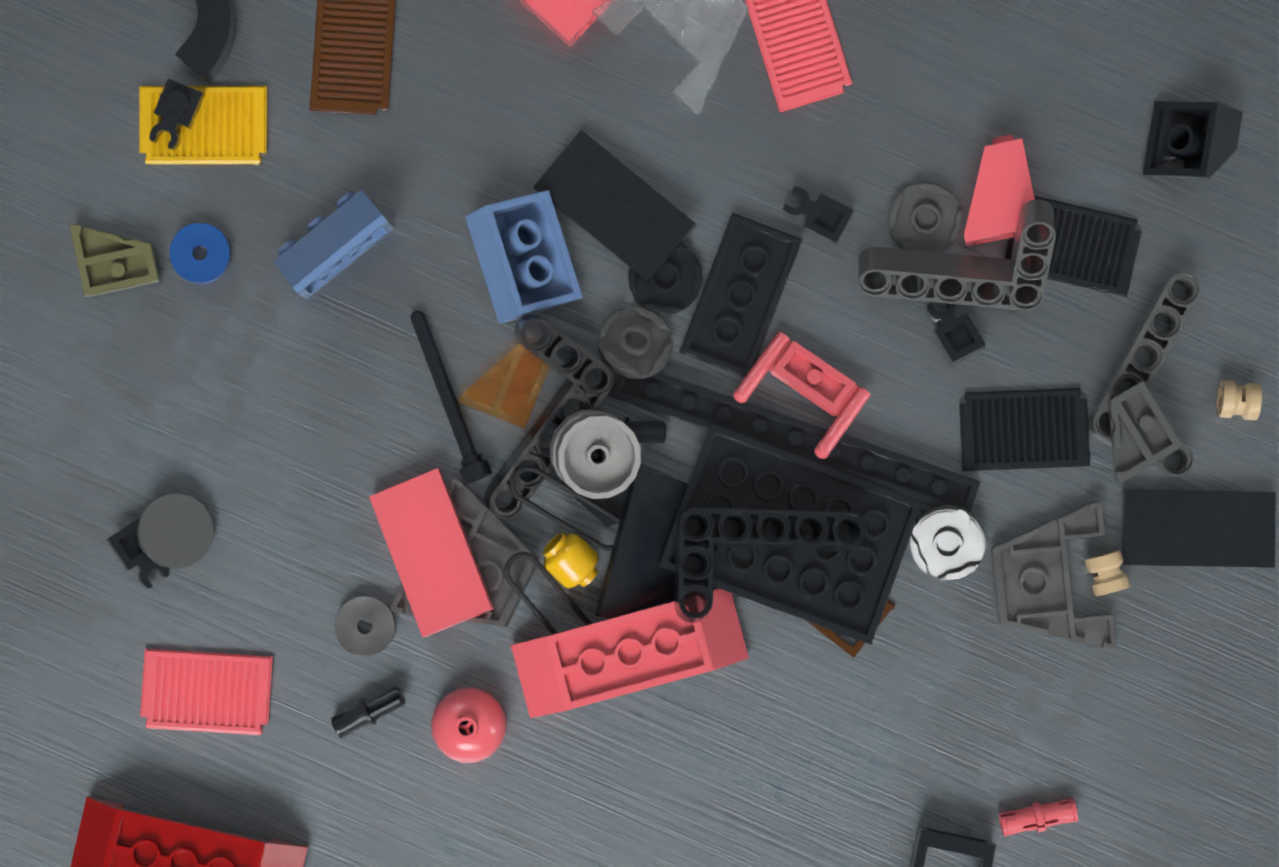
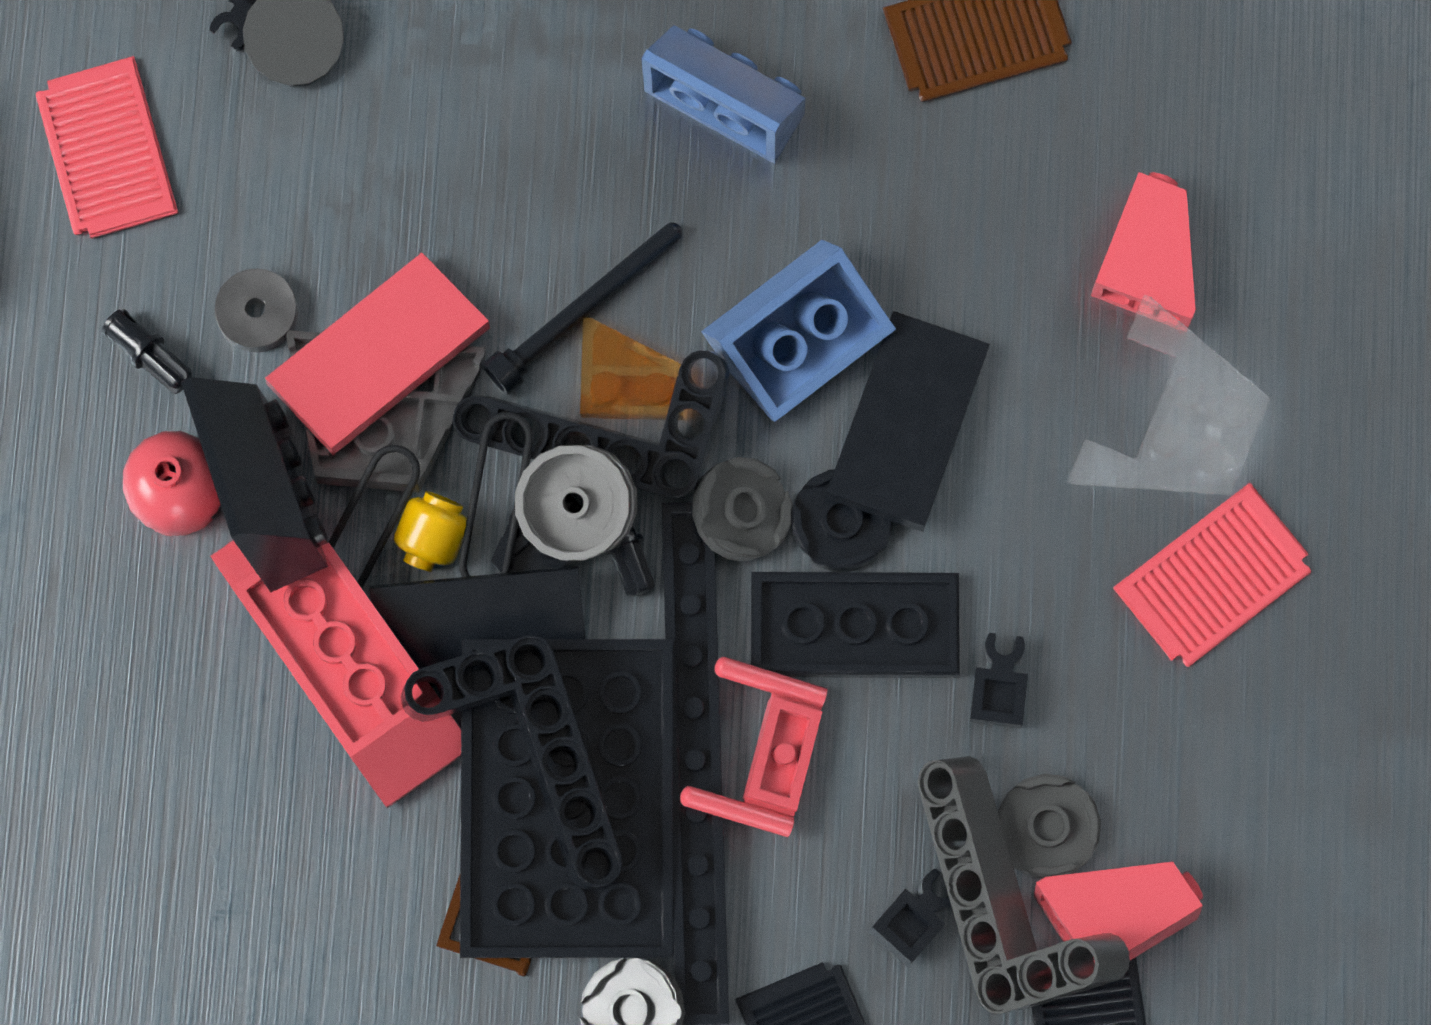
camera: 70 degrees right, 10 degrees down
(497, 666) = (257, 479): none -> black slope

